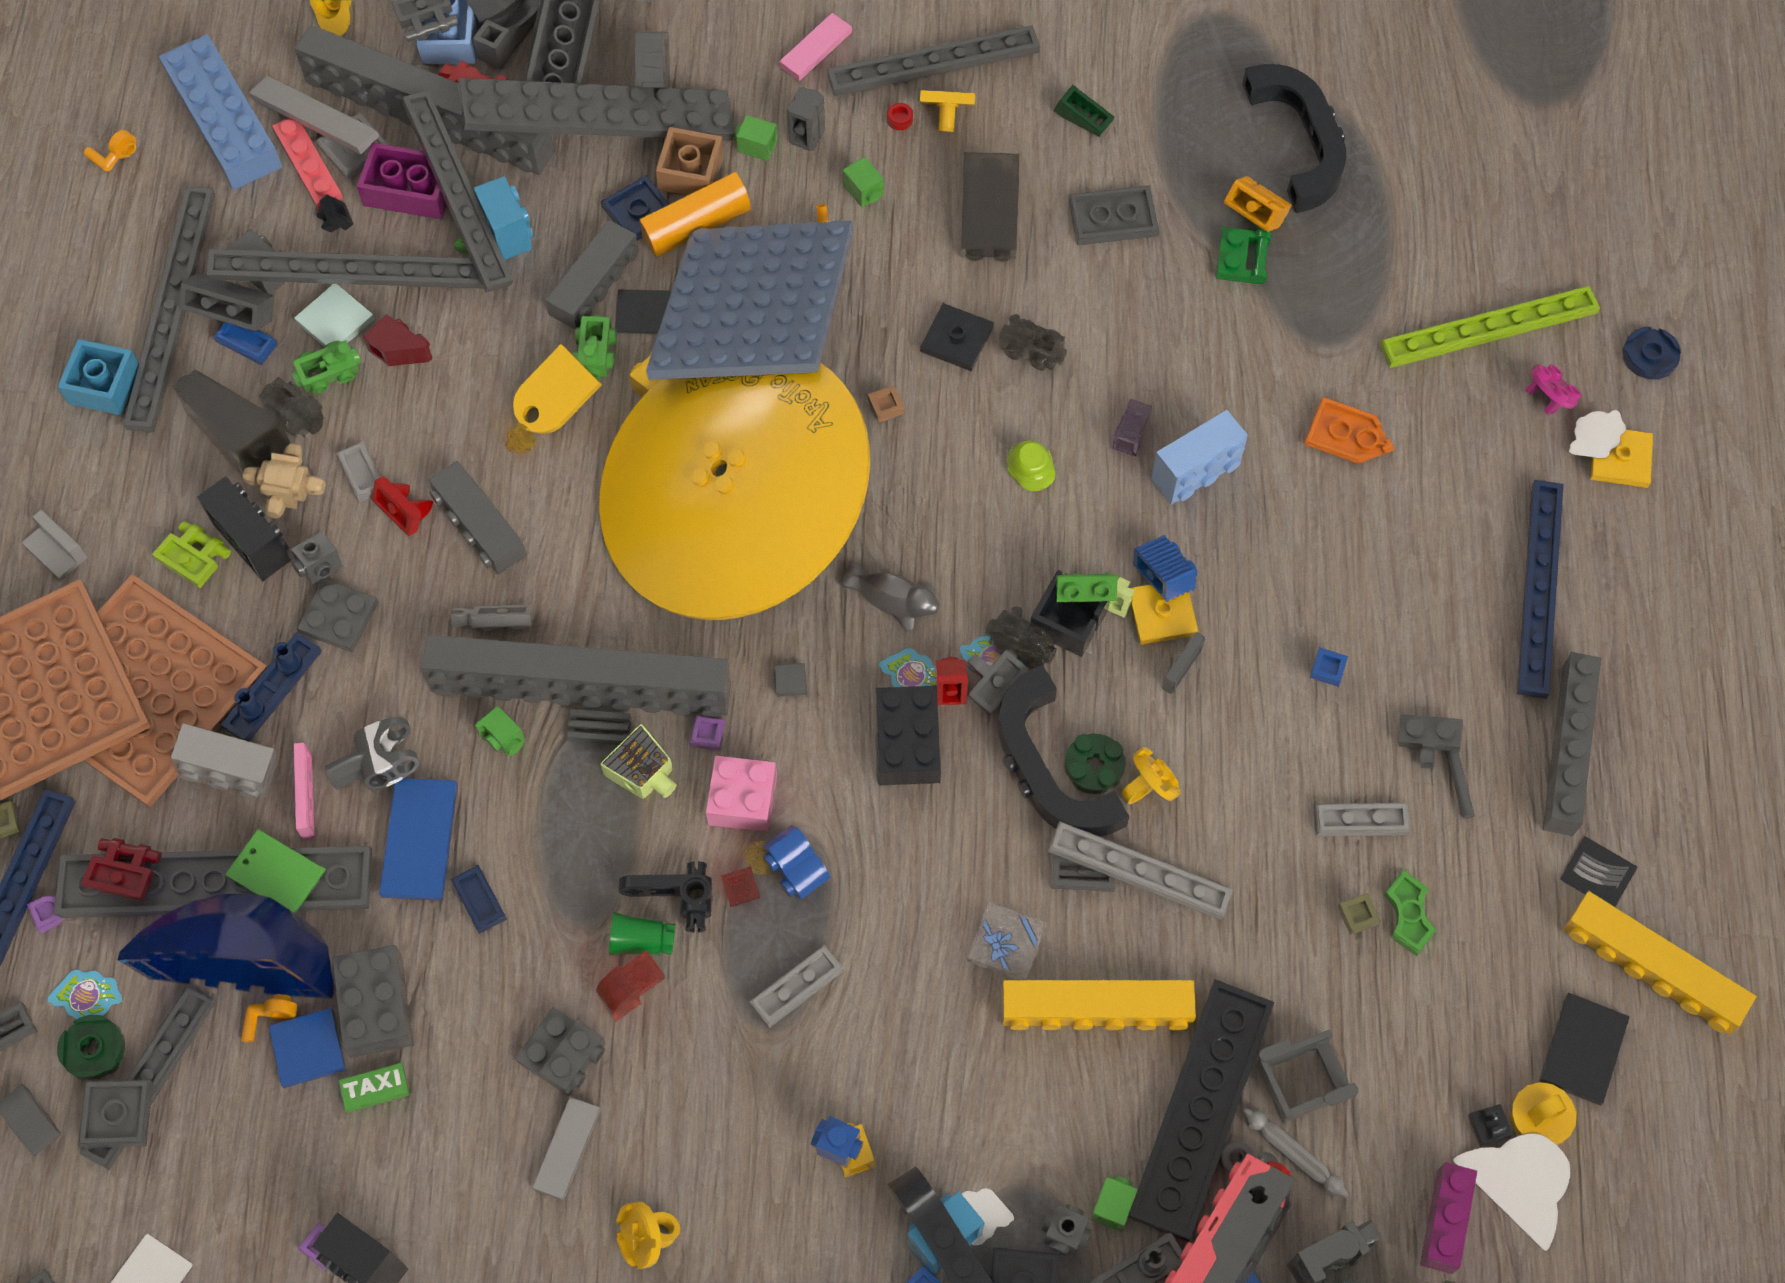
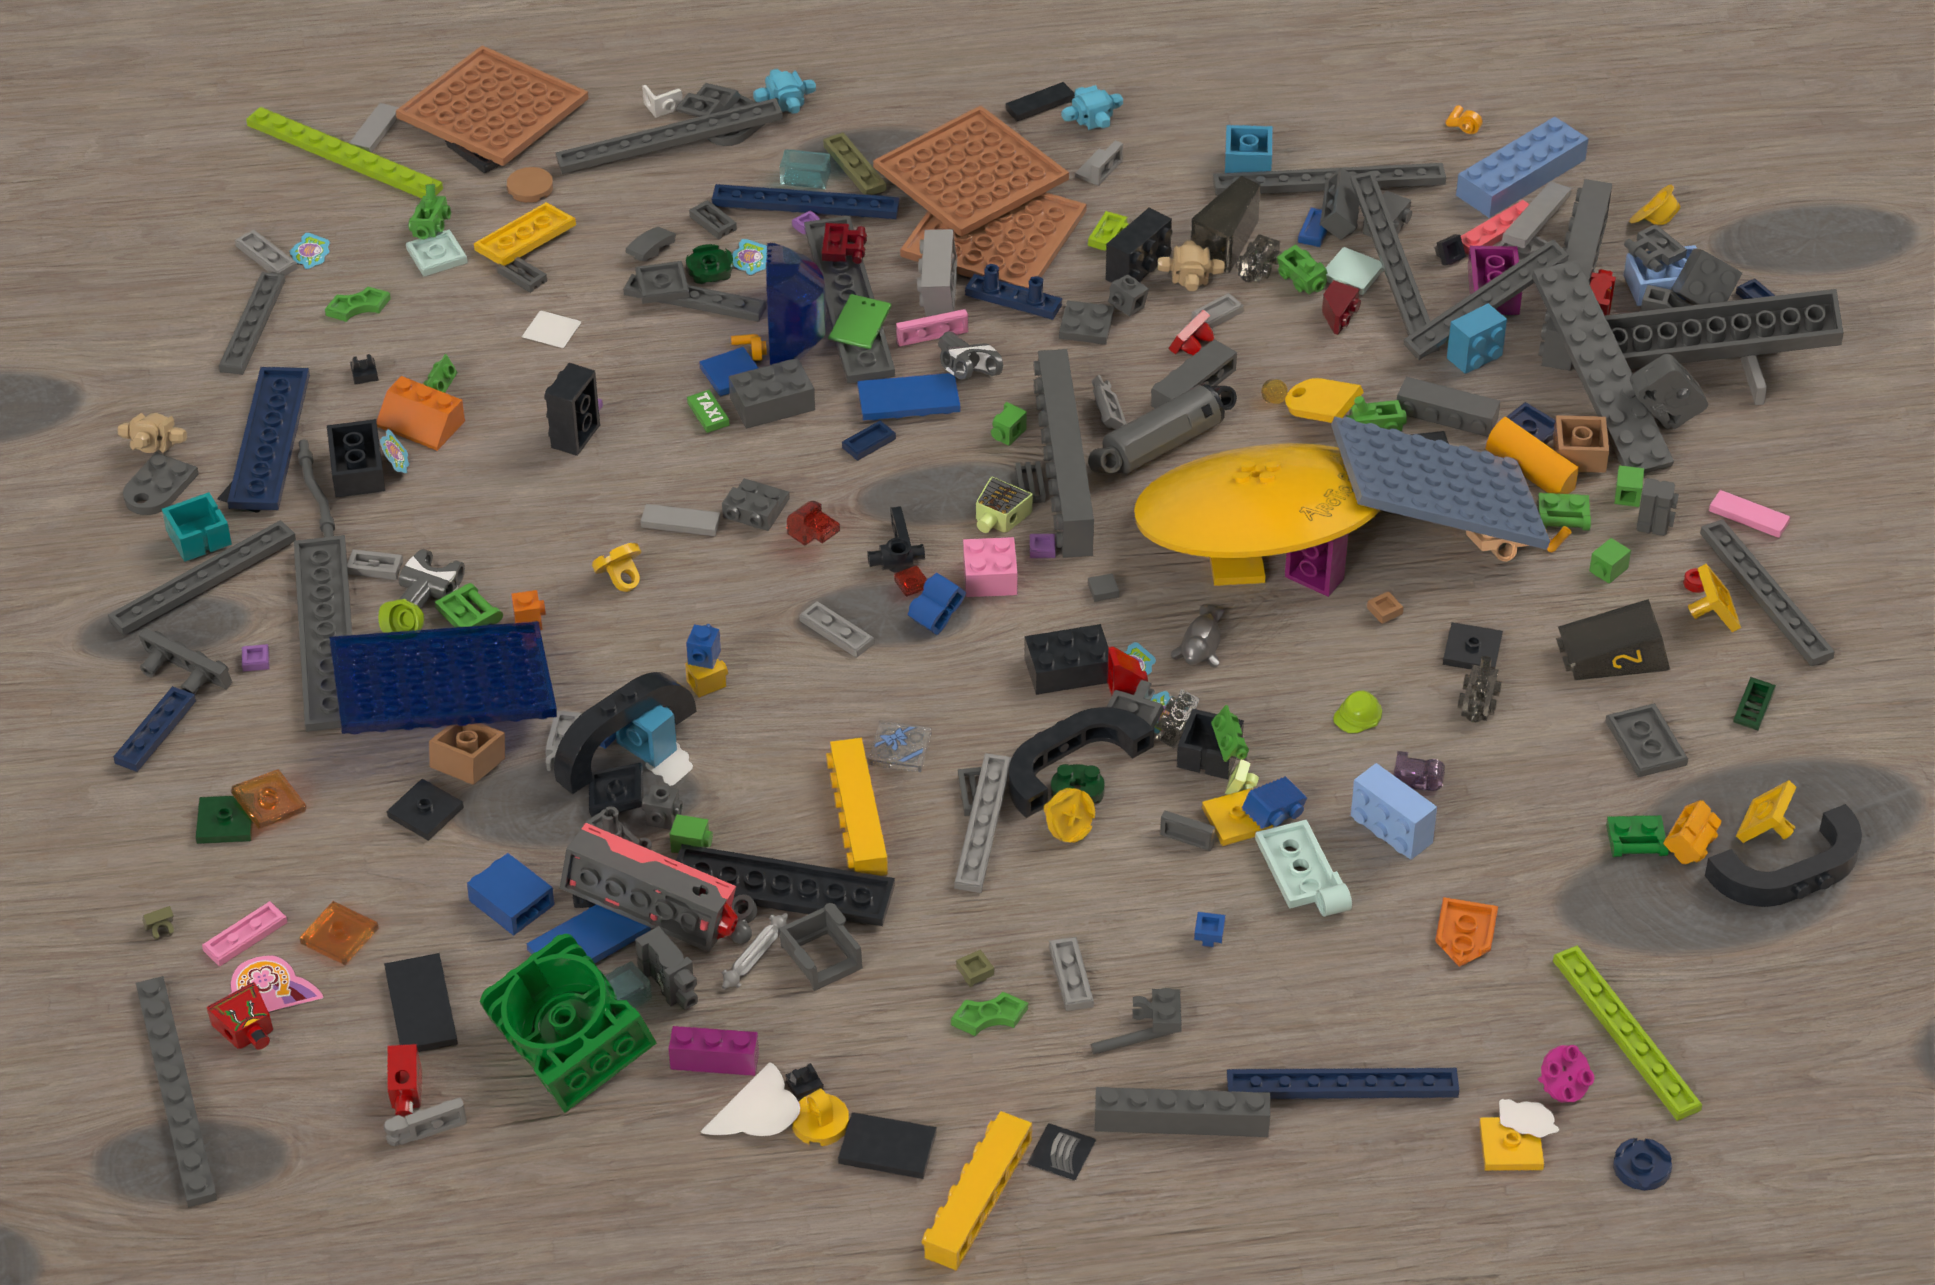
camera: 80 degrees right, 20 degrees down
(563, 564) = (1162, 429): none -> dark grey piece
(637, 935) = (855, 525): green plant -> none
(768, 201) = (1564, 510): none -> bright green plate
(1244, 134) = (1768, 812): none -> yellow tile
(1272, 553) = (1313, 885): none -> light aqua hinge

